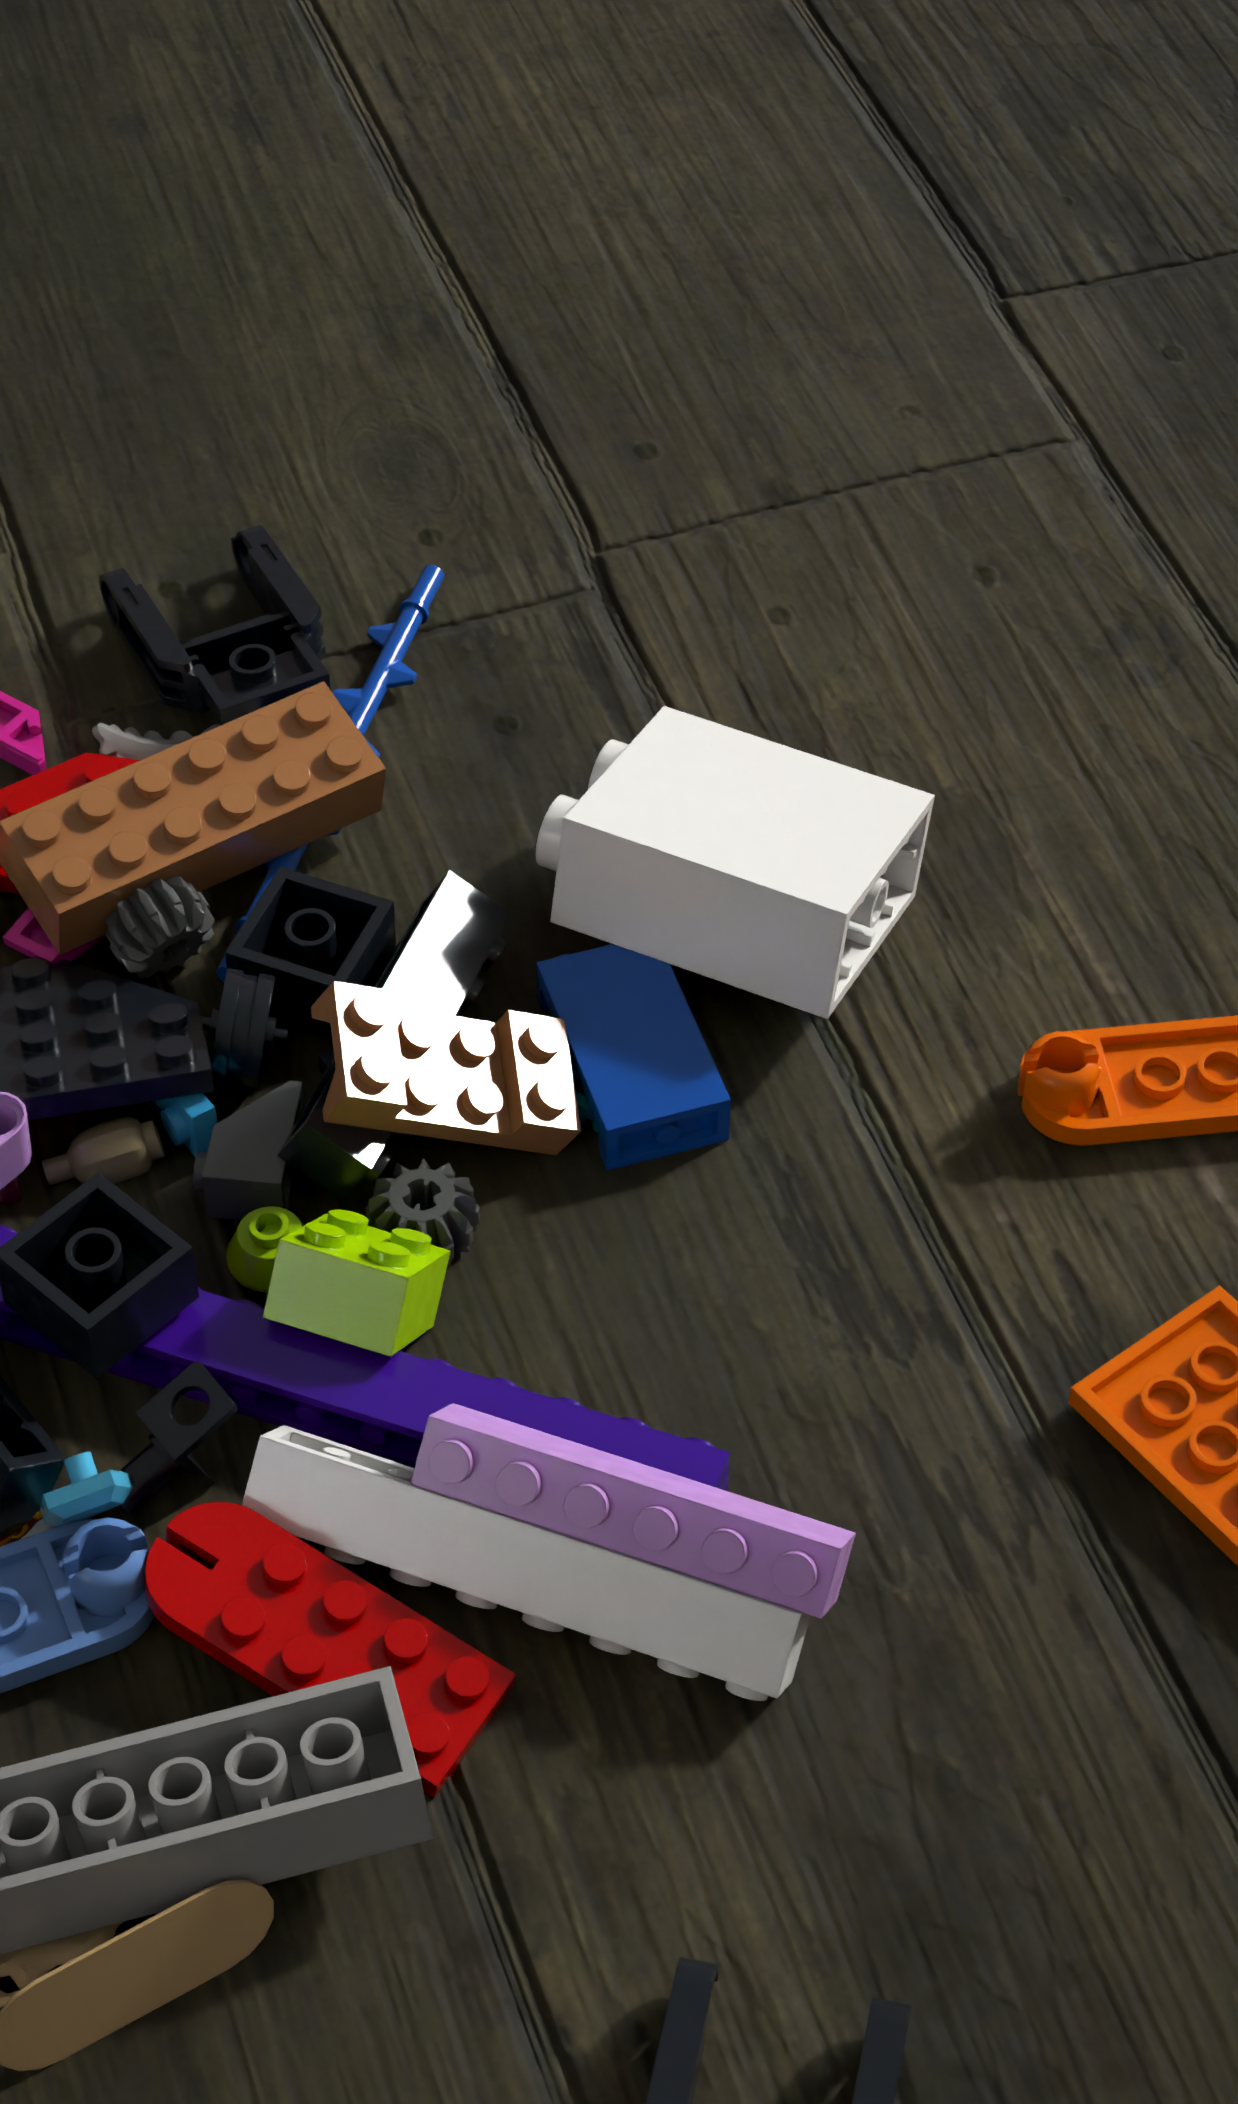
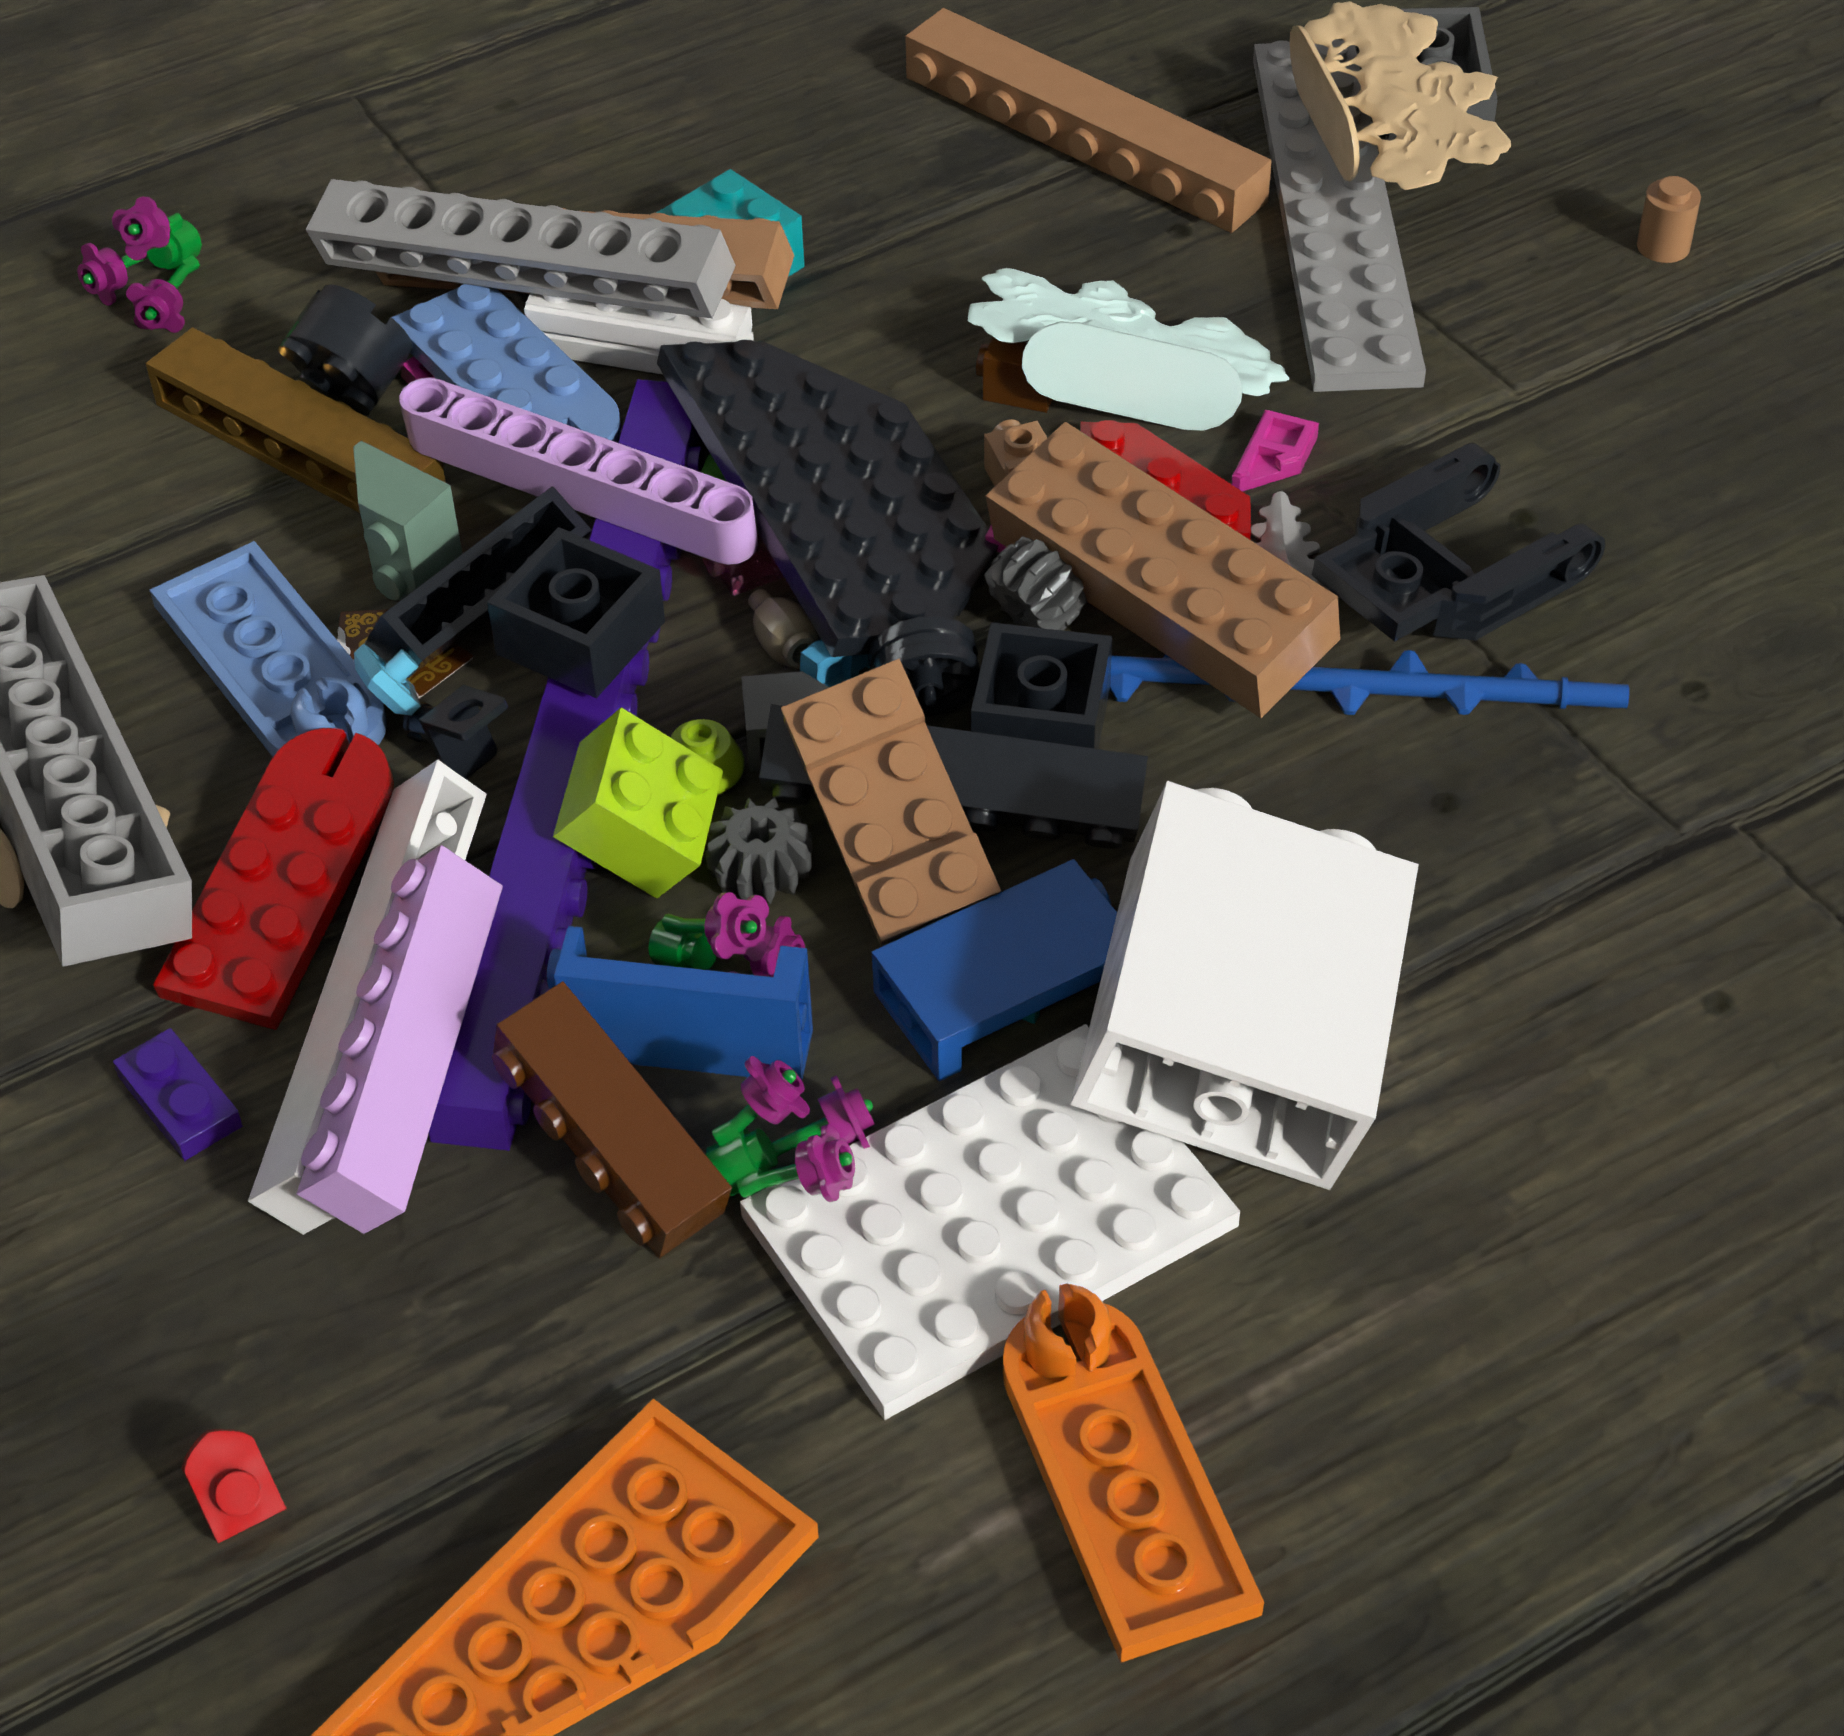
camera: 80 degrees right, 0 degrees up
(564, 1222) = (728, 929): none -> magenta plant
(587, 1779) = (177, 1094): none -> dark purple plate
(609, 1362) = (690, 1014): none -> blue panel
(761, 1362) = (609, 1120): none -> reddish brown brick
(787, 1205) = (822, 1148): none -> plant
(902, 1133) = (975, 1215): none -> white plate
(1098, 1745) = (230, 1482): none -> plate

